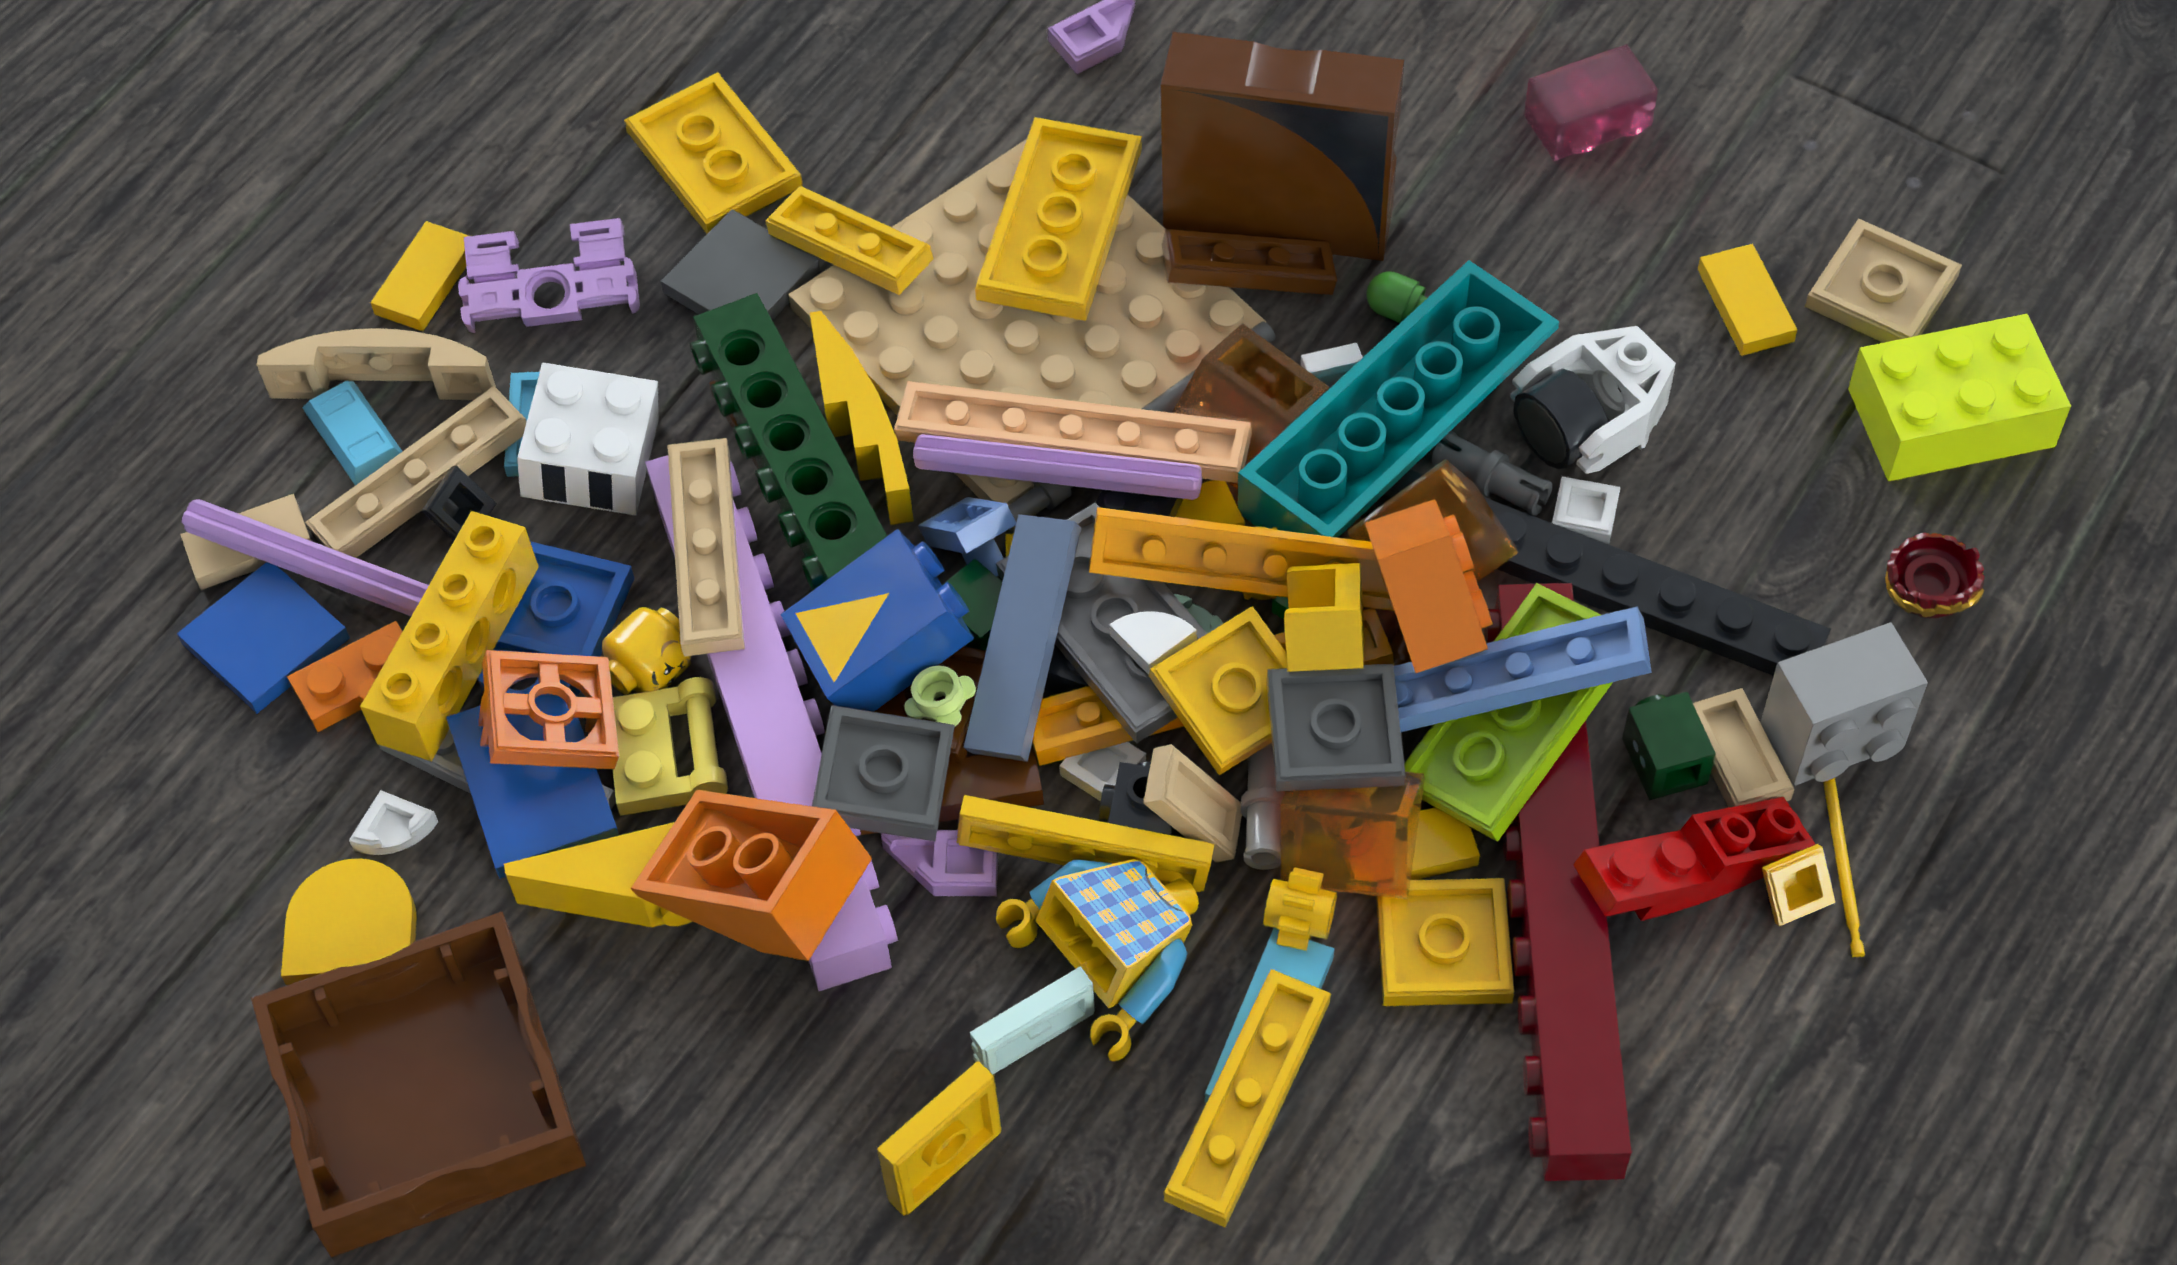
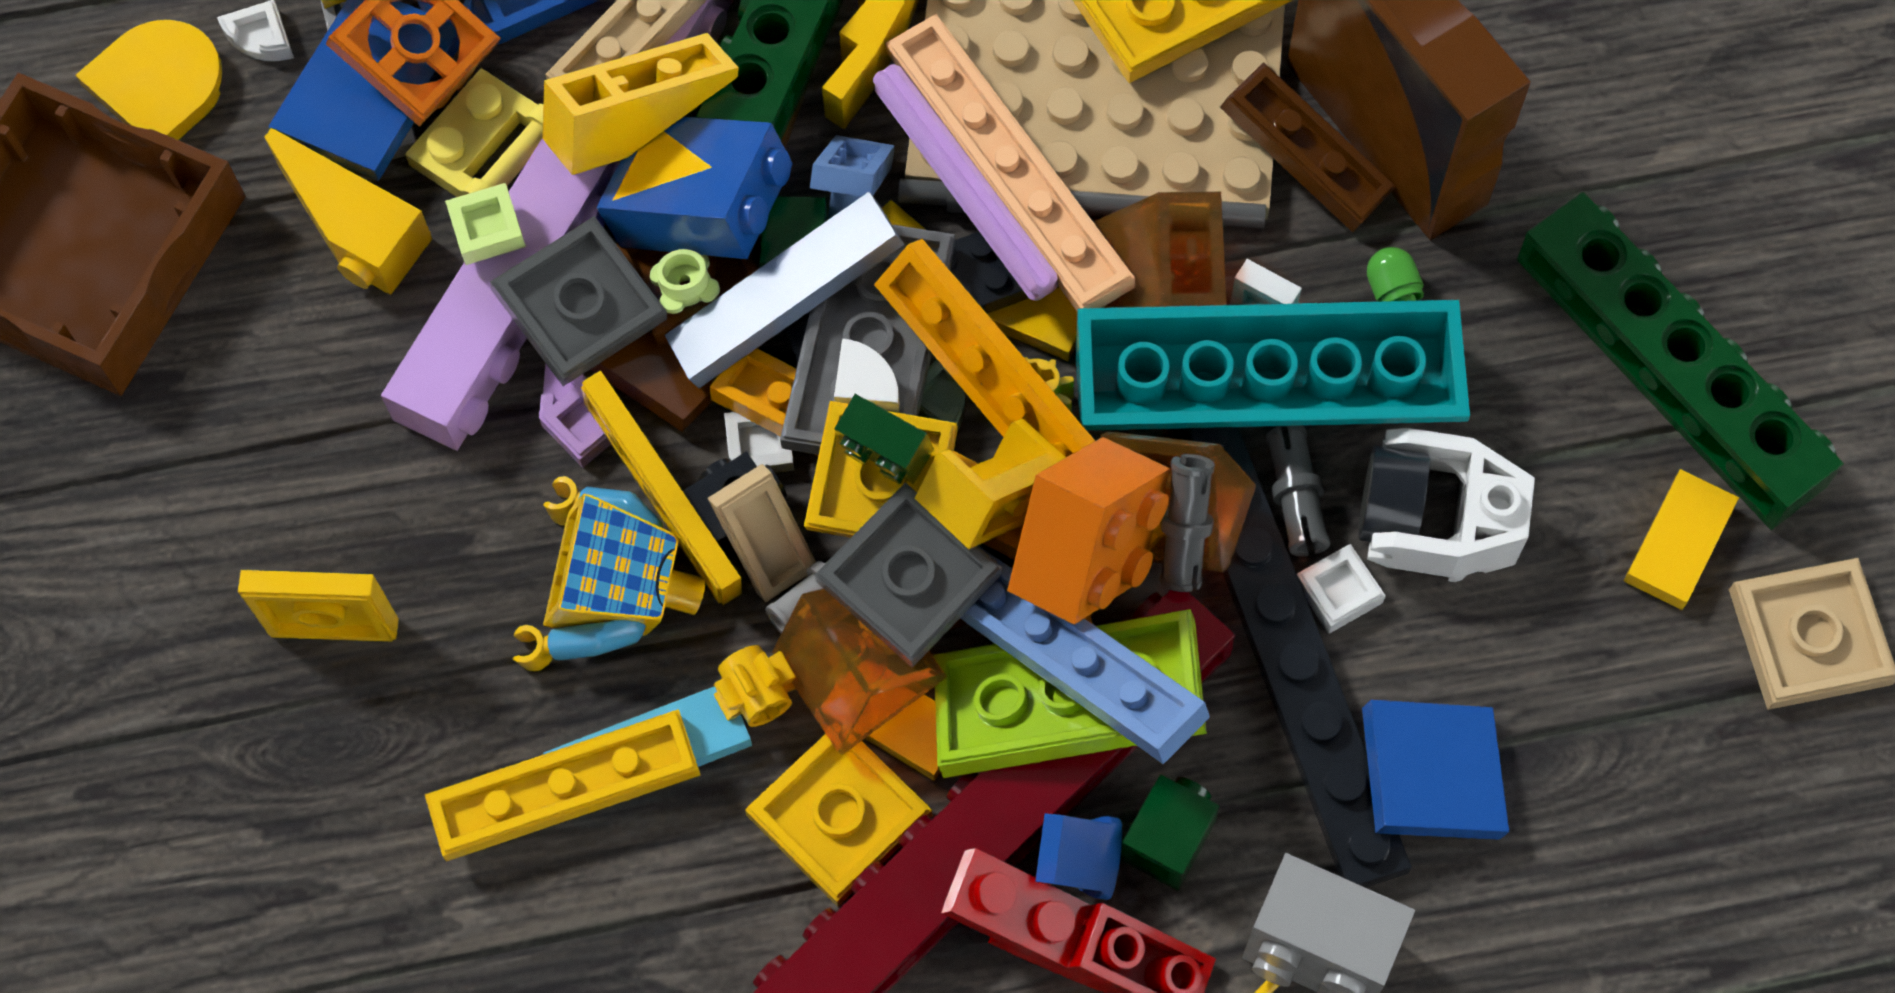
camera: 45 degrees right, 10 degrees up
(645, 651) = (533, 51): yellow head -> none
(756, 870) = (402, 292): orange slope -> none
(760, 771) = (485, 224): none -> yellowish green plate
(772, 605) = (629, 101): none -> yellow slope
(1033, 1021) = (485, 583): light aqua tile -> none
(1229, 649) = (884, 439): none -> dark green piece
(1479, 530) = (1186, 522): none -> dark grey pin
(1590, 102) = (1746, 257): clear pink brick -> none
(1623, 195) = (1678, 389): none -> dark green brick
(1639, 803) = (1080, 853): none -> blue tile
(1744, 758) = (1226, 889): tan tile -> none
(1776, 557) = (1434, 770): none -> blue tile
(1934, 576) = (1543, 907): dark red hair -> none
(1958, 397) = (1749, 784): neon yellow brick -> none

